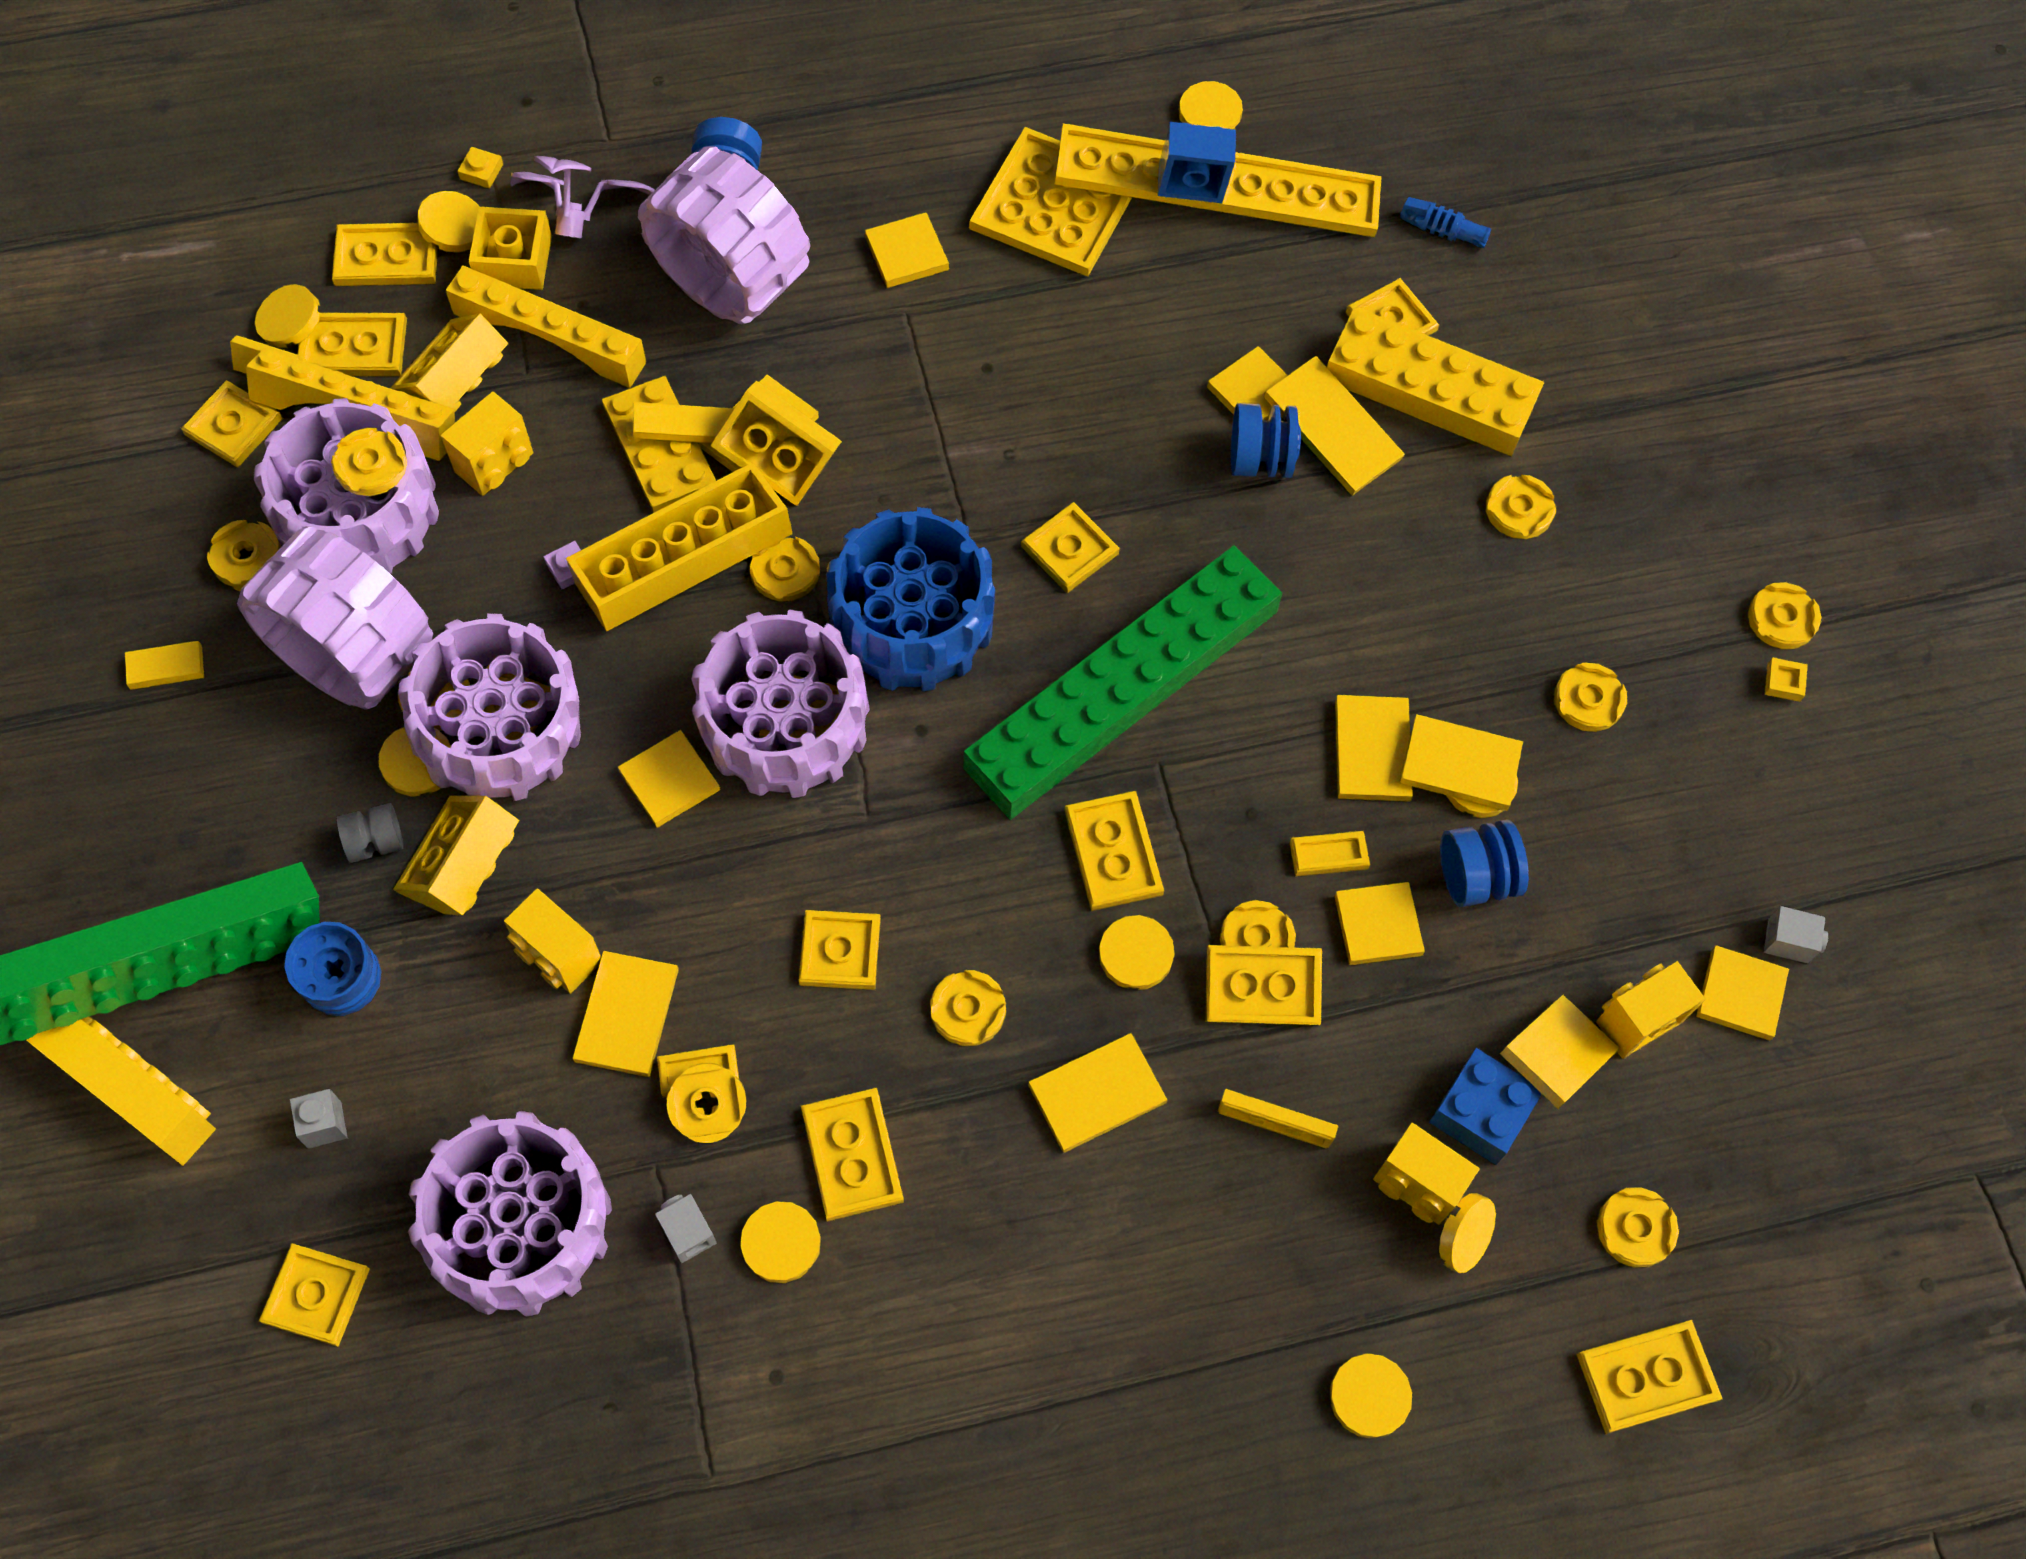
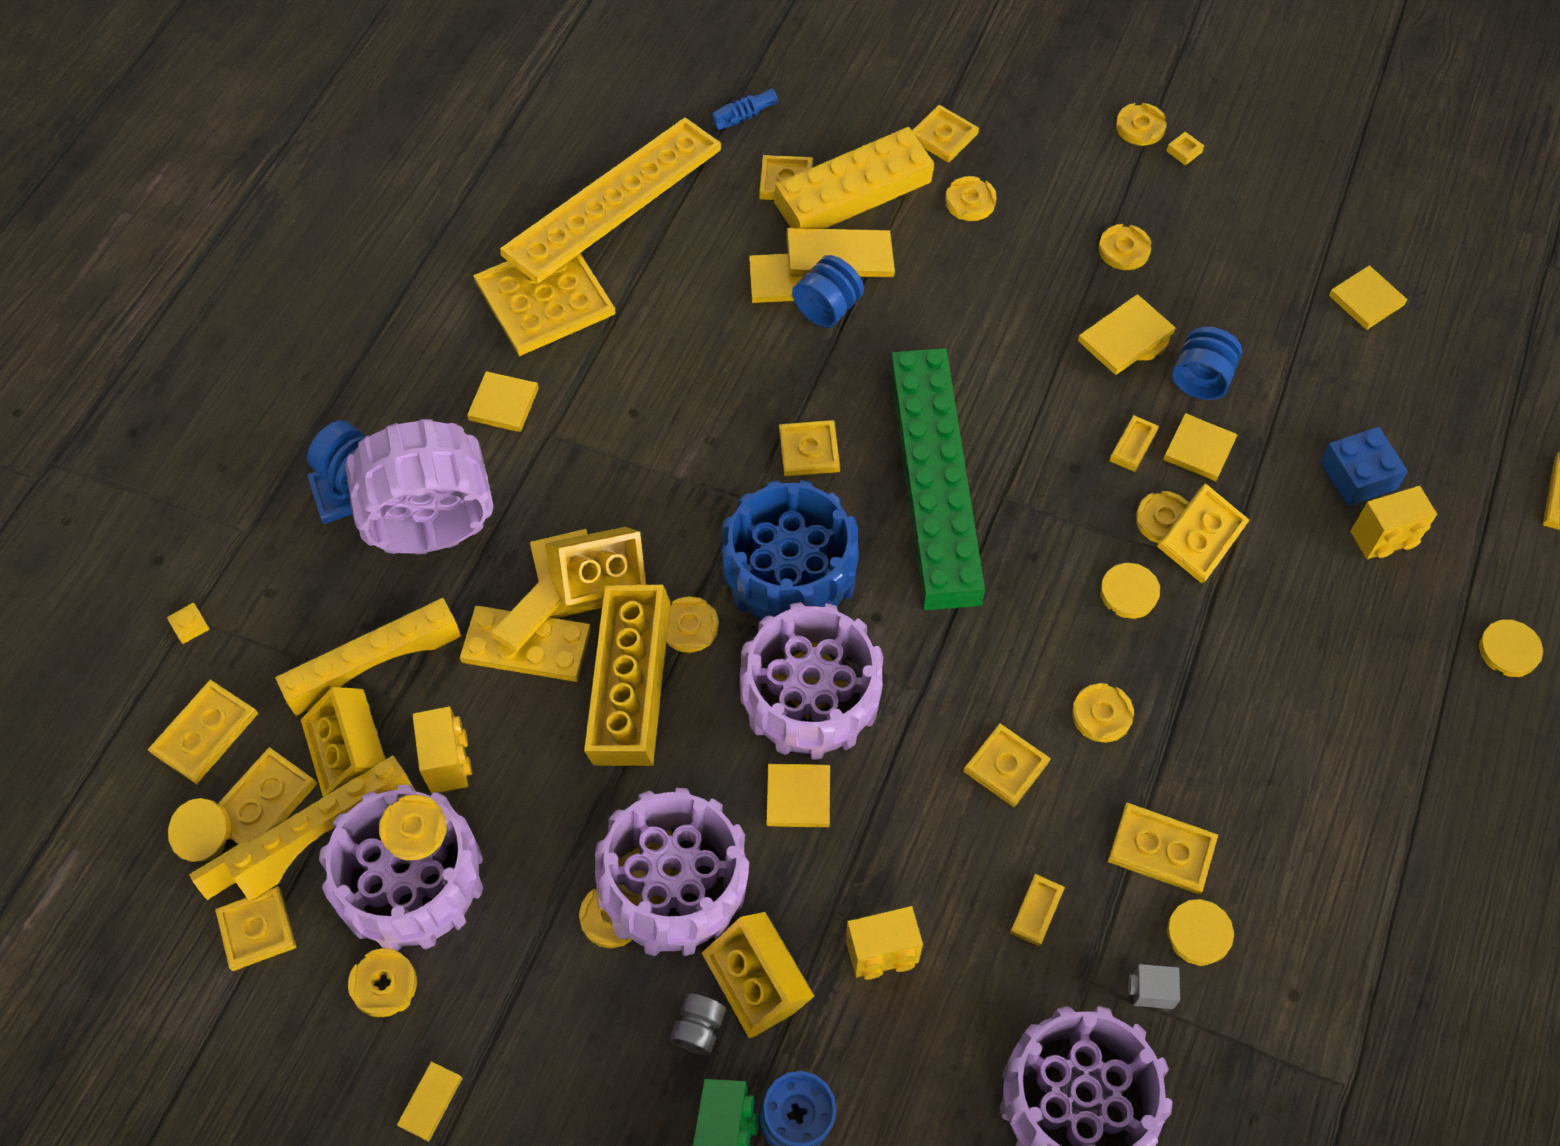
camera: 50 degrees left, 5 degrees down
(335, 617) = (520, 932): lavender wheel -> none
(403, 769) = (654, 972): yellow tile -> none
(448, 220) = (220, 668): yellow tile -> none
(511, 246) = (283, 637): yellow brick -> none
(558, 565) = (574, 761): lavender plate -> none
(569, 214) = (290, 585): lavender plant -> none
(626, 1014) = (963, 932): yellow tile -> none
(692, 1120) = (1054, 919): yellow plate -> none
(1097, 1092) = (1214, 673): yellow tile -> none
(1114, 850) = (1048, 559): yellow tile -> none
(1196, 162) = (604, 193): blue brick -> none
(1211, 105) = (550, 172): yellow tile -> none
(1277, 1119) = (1300, 582): yellow tile -> none
(1372, 747) = (1078, 375): yellow tile -> none
(1467, 1234) = (1445, 529): yellow tile -> none
(1560, 1051) = (1355, 405): yellow tile -> none
(1588, 428) = (944, 133): none -> yellow tile
(1637, 1227) = (1482, 443): yellow tile -> none
(1649, 1008) = (1358, 343): yellow brick -> none
(1795, 935) = (1351, 248): light grey brick -> none

